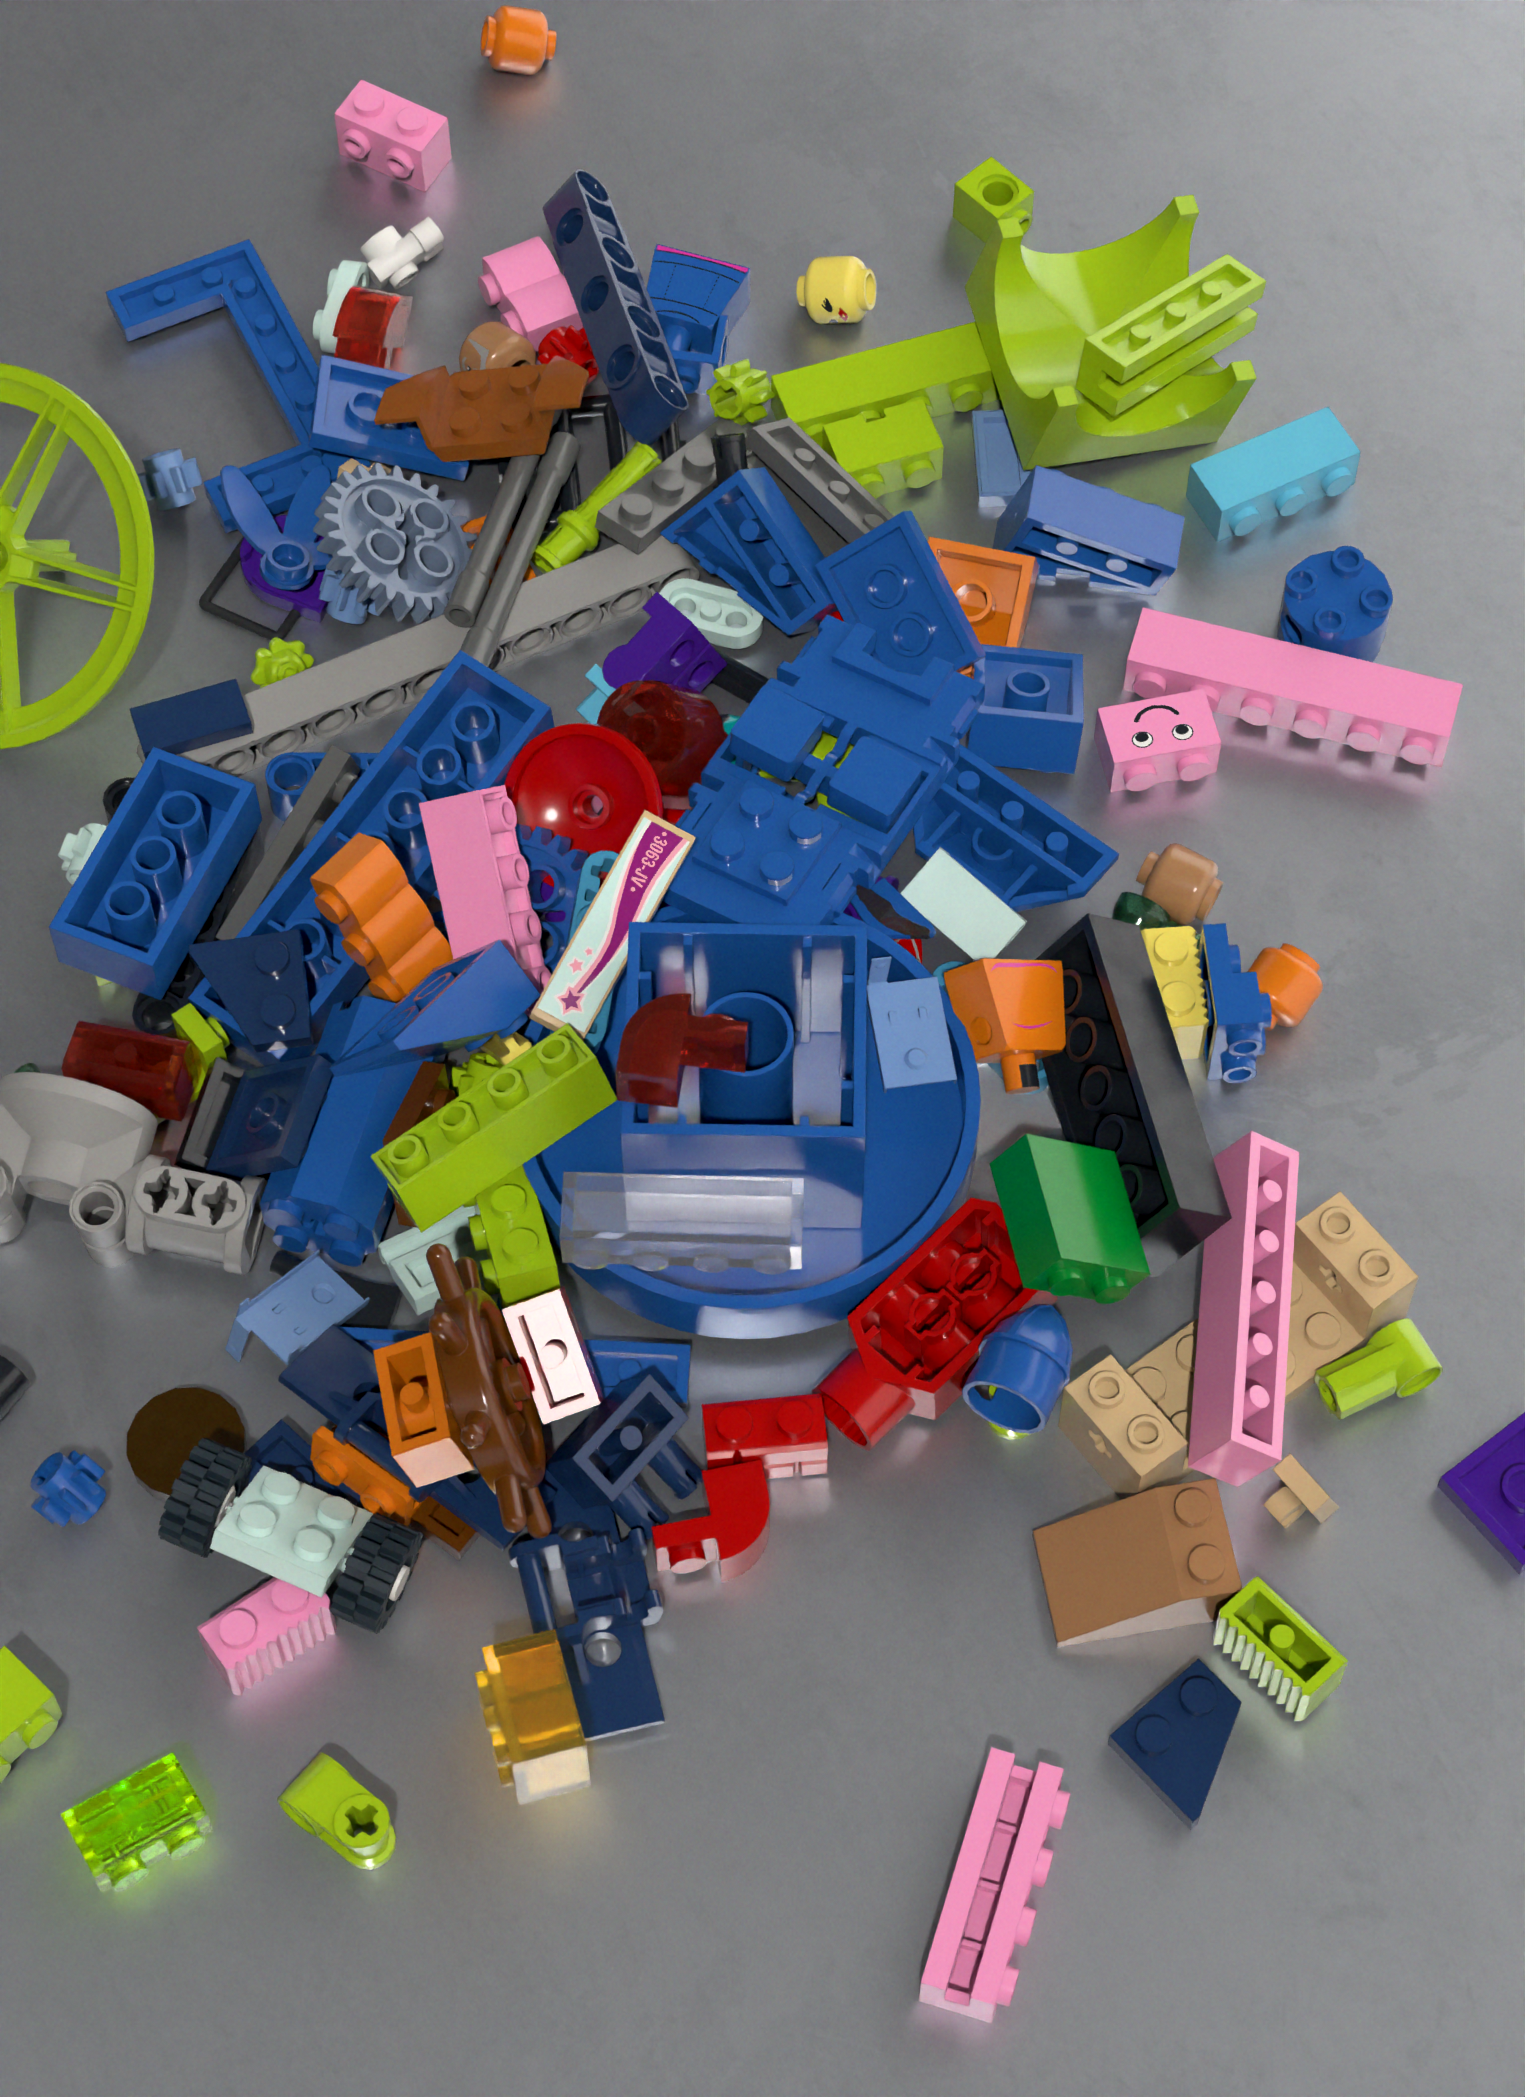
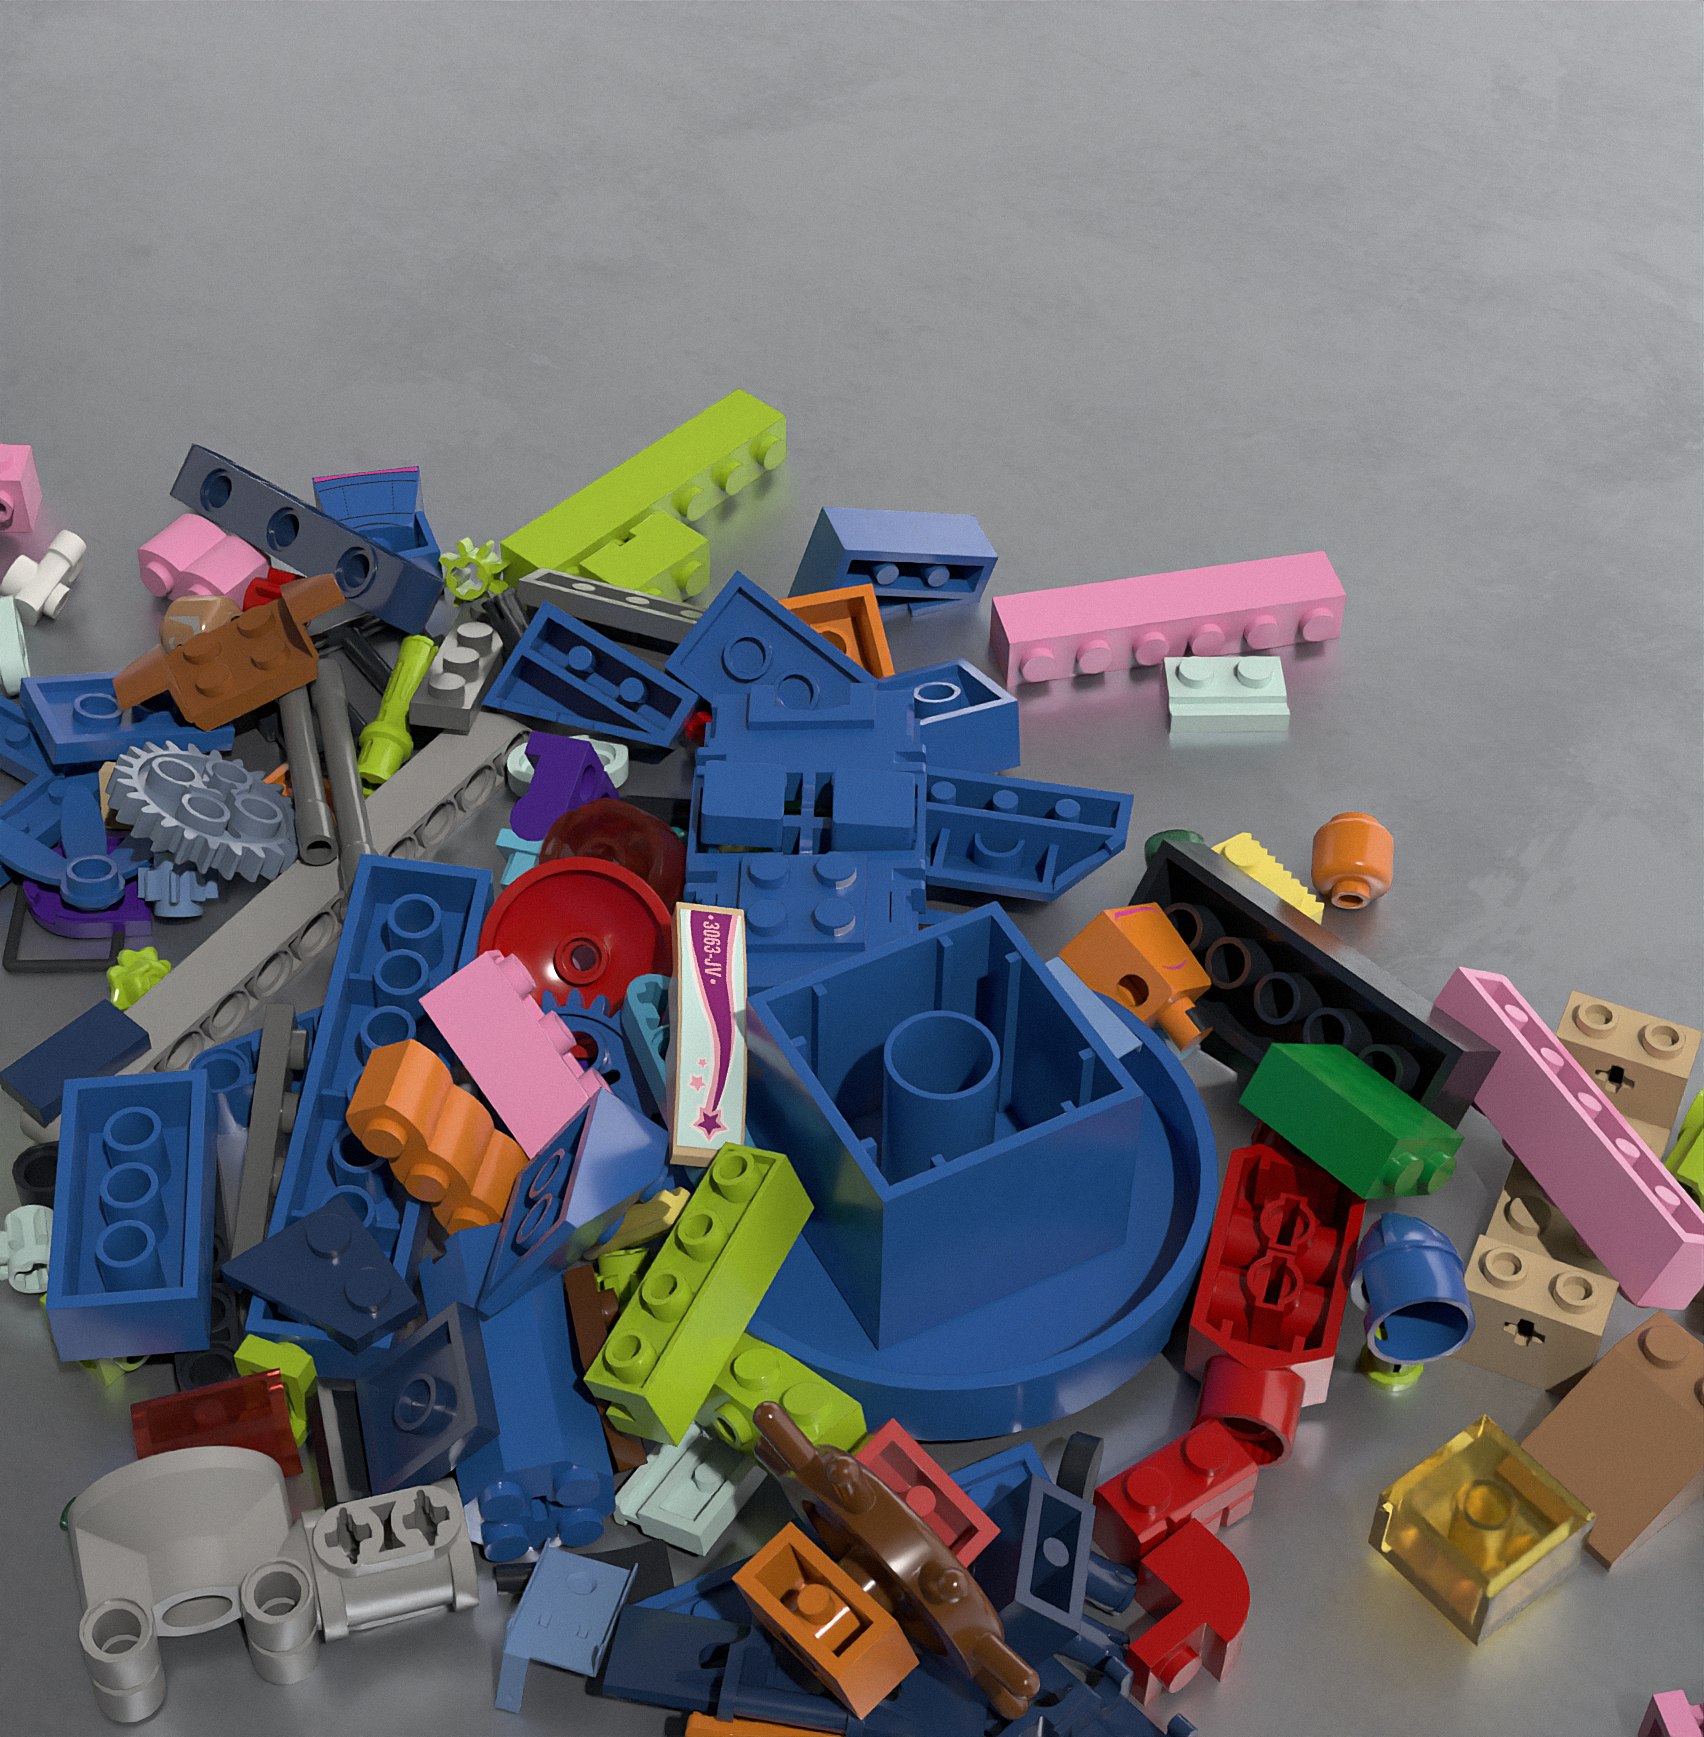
camera: 30 degrees left, 15 degrees down
(371, 325) = (53, 640): clear red brick -> none
(517, 40) = (56, 375): orange head -> none
(665, 1039) = (888, 1083): clear red brick -> none
(682, 1221) = (967, 1295): clear brick -> none
(716, 1381) = (1080, 1464): none -> black tile
(837, 290) = (509, 463): light yellow head -> none
(963, 907) = (1037, 903): light aqua hinge -> none
(965, 1570) = (1481, 1529): none -> clear yellow brick
(989, 195) = (611, 352): lime brick -> none
(996, 459) = (755, 543): medium blue tile -> none
(1034, 327) = (798, 406): lime piece -> none
(1157, 741) = (1081, 706): bright pink brick -> none
(1169, 335) = (872, 364): lime brick -> none
(1181, 883) = (1196, 804): medium nougat head -> none
(1234, 1009) = (1342, 875): blue plate -> none
(1273, 474) = (1021, 463): medium azure brick -> none
(1297, 780) = (1225, 694): none -> light aqua plate
(1336, 604) = (1160, 530): blue brick -> none

